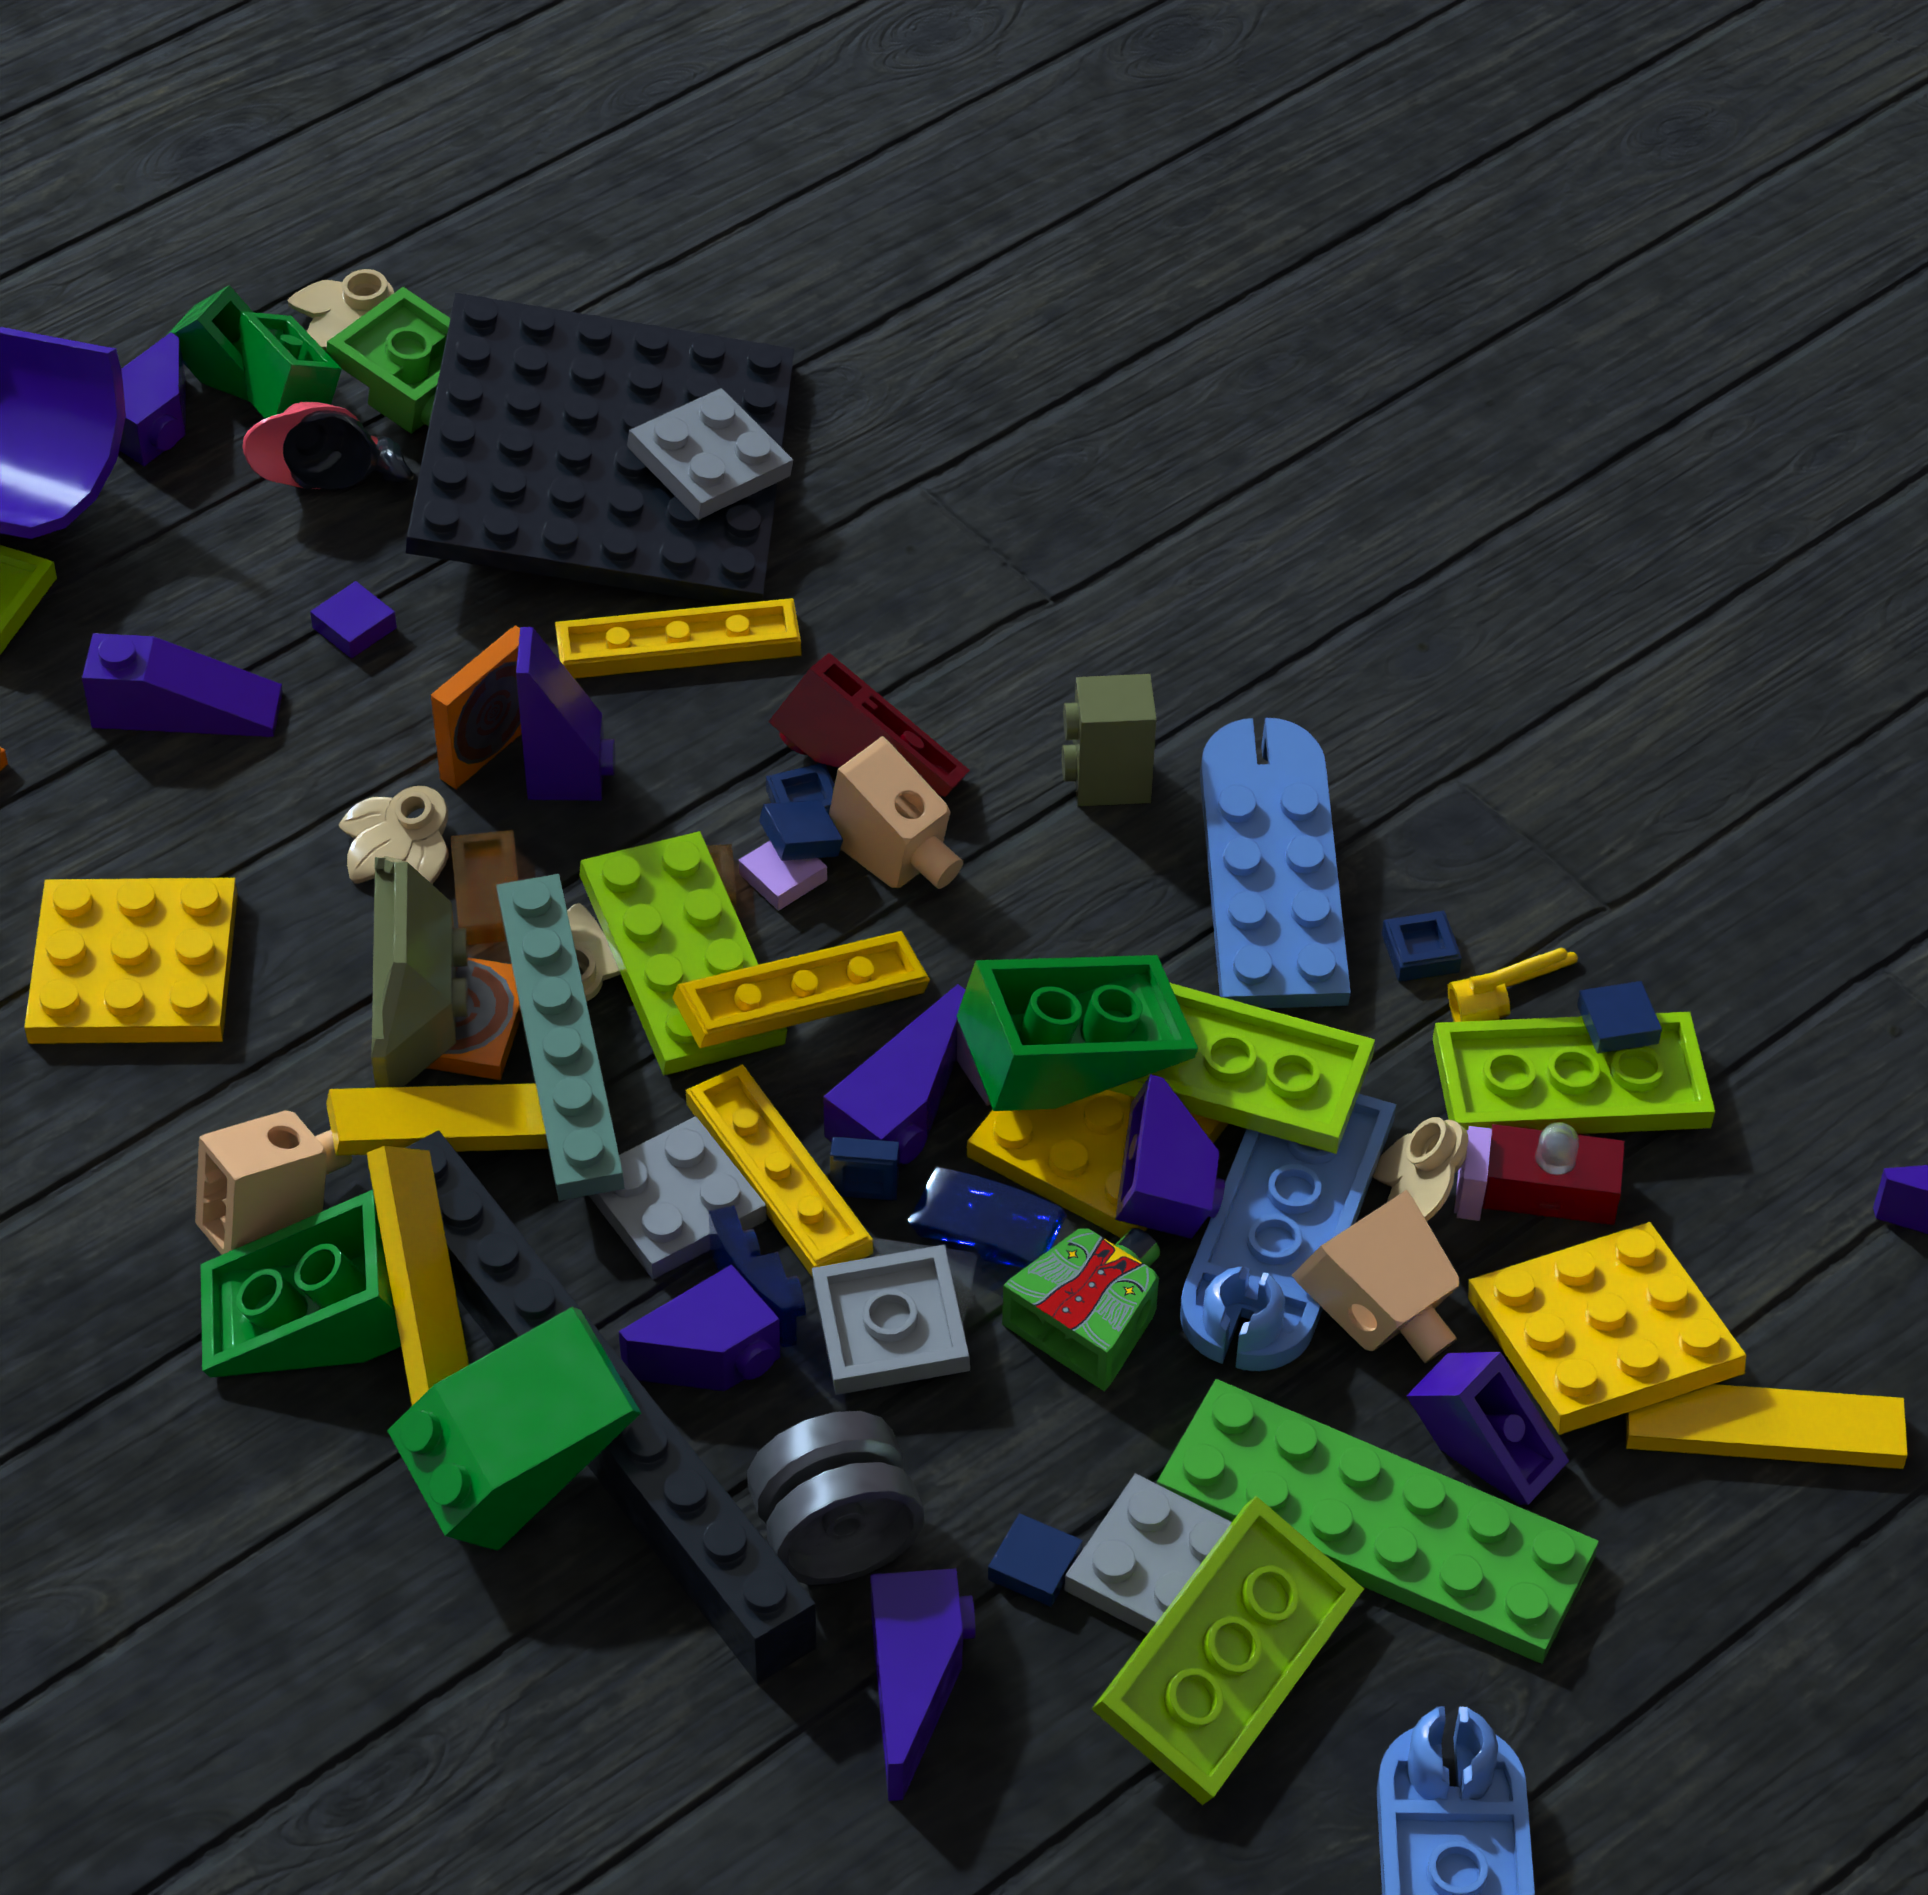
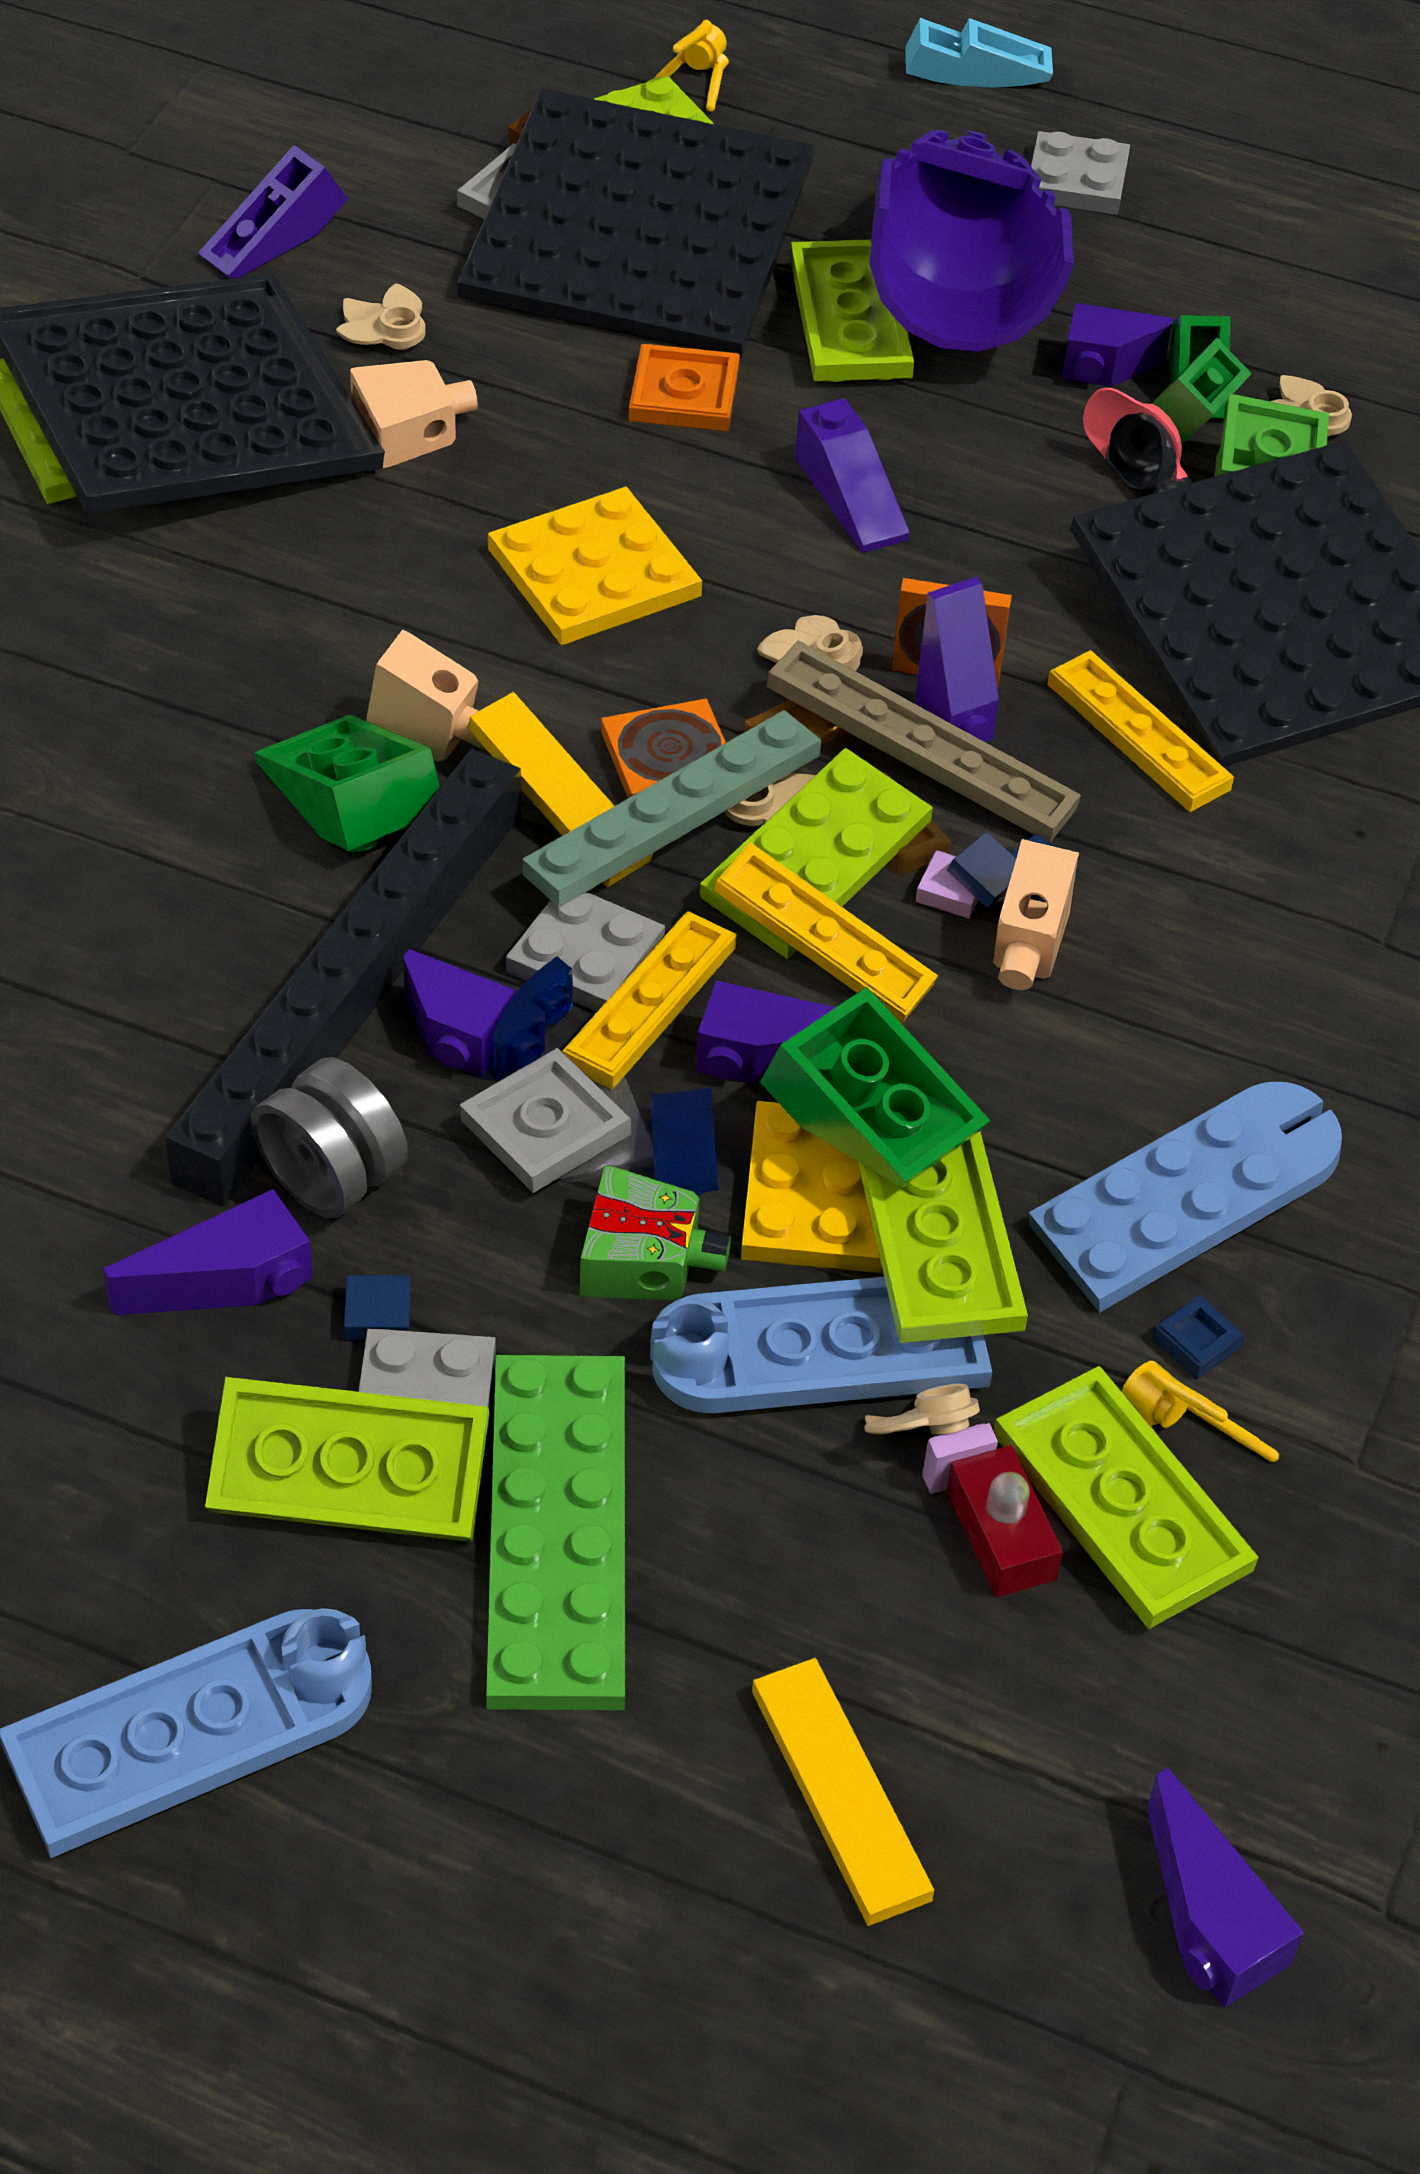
camera: 60 degrees right, 0 degrees up
(353, 619) = (1003, 543): dark purple tile -> none
(413, 974) = (657, 692): olive wedge -> none
(417, 1266) = (373, 815): yellow tile -> none
(513, 1429) = (267, 918): green slope -> none
(595, 801) = (923, 741): none -> dark tan plate
(709, 453) = (1321, 654): light grey plate -> none
(839, 715) = (1117, 866): dark red slope -> none
(865, 1168) = (680, 1045): dark blue tile -> none
(1111, 740) = (1227, 1019): olive brick -> none
(1167, 1165) = (794, 1223): dark purple slope -> none
(1385, 1279) = (788, 1426): light nougat torso -> none
(1488, 1423) = (692, 1568): dark purple slope -> none
(1606, 1327) = (858, 1620): yellow plate -> none
(1619, 1017) = (1200, 1497): dark blue tile -> none

